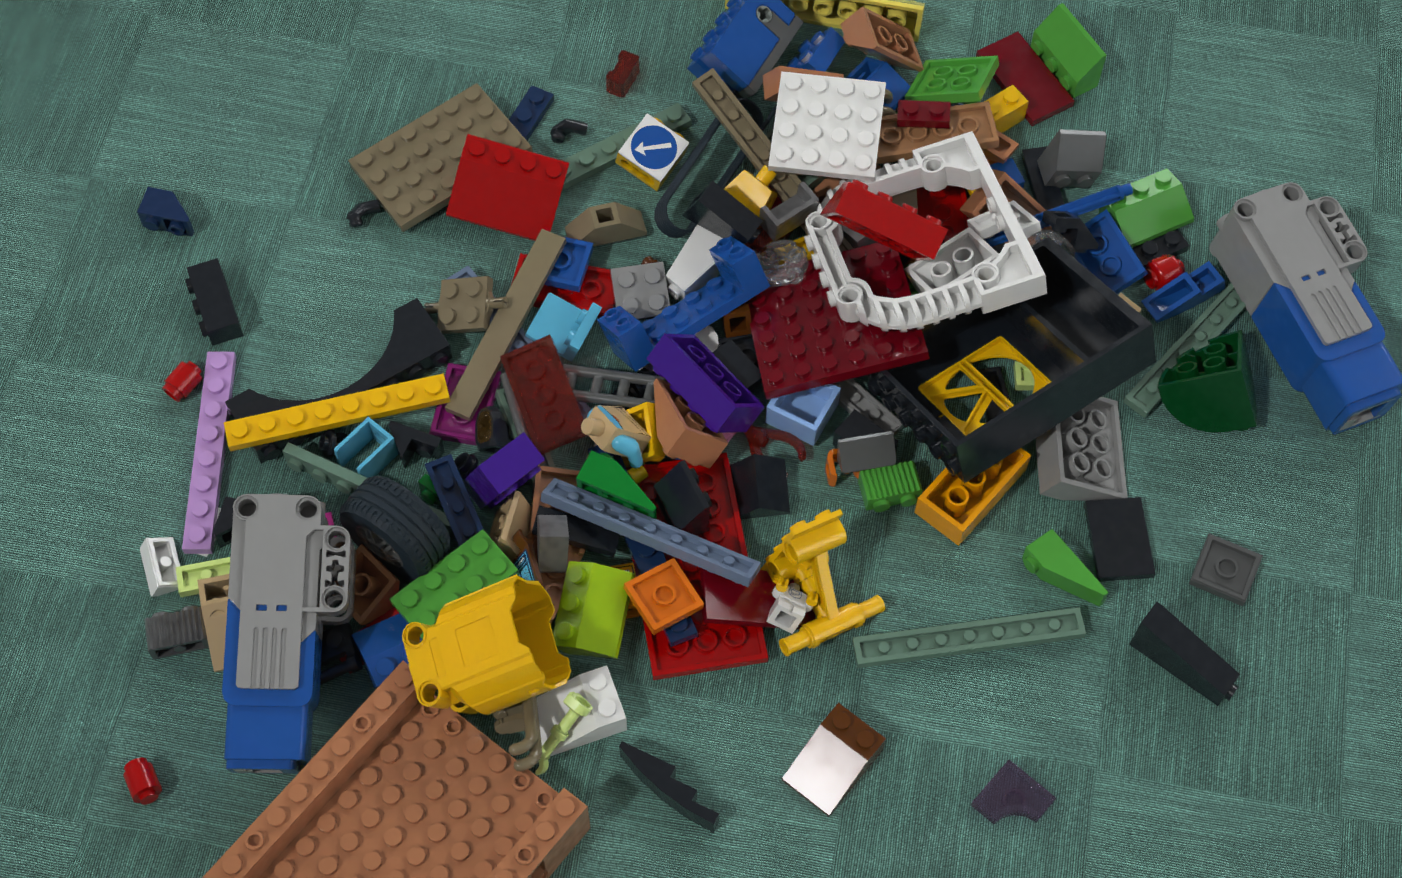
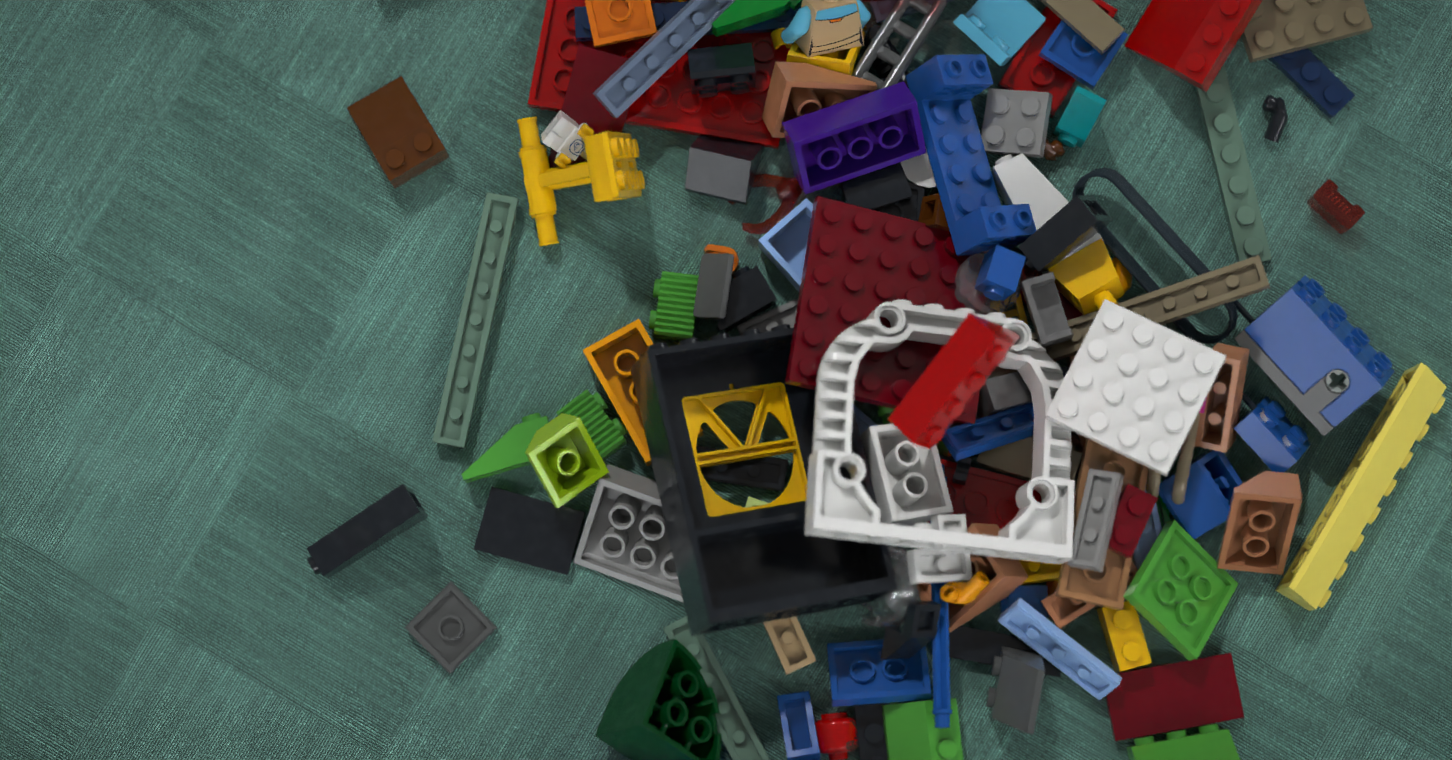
camera: 115 degrees right, 20 degrees up
(607, 224) = (1118, 115): dark tan slope -> none
(620, 246) = (1079, 117): none -> teal slope
(652, 152) = (1201, 197): piece -> none
(774, 248) = (999, 273): none -> blue brick
(932, 128) = (1095, 519): none -> light grey tile
(1012, 794) = (299, 296): clear purple tile -> none
(1015, 516) = (605, 434): none -> bright green brick
(1023, 199) = (964, 591): none -> light orange arm
(1031, 143) = (1059, 649): none -> light blue tile
(1057, 507) = (565, 458): none -> lime slope

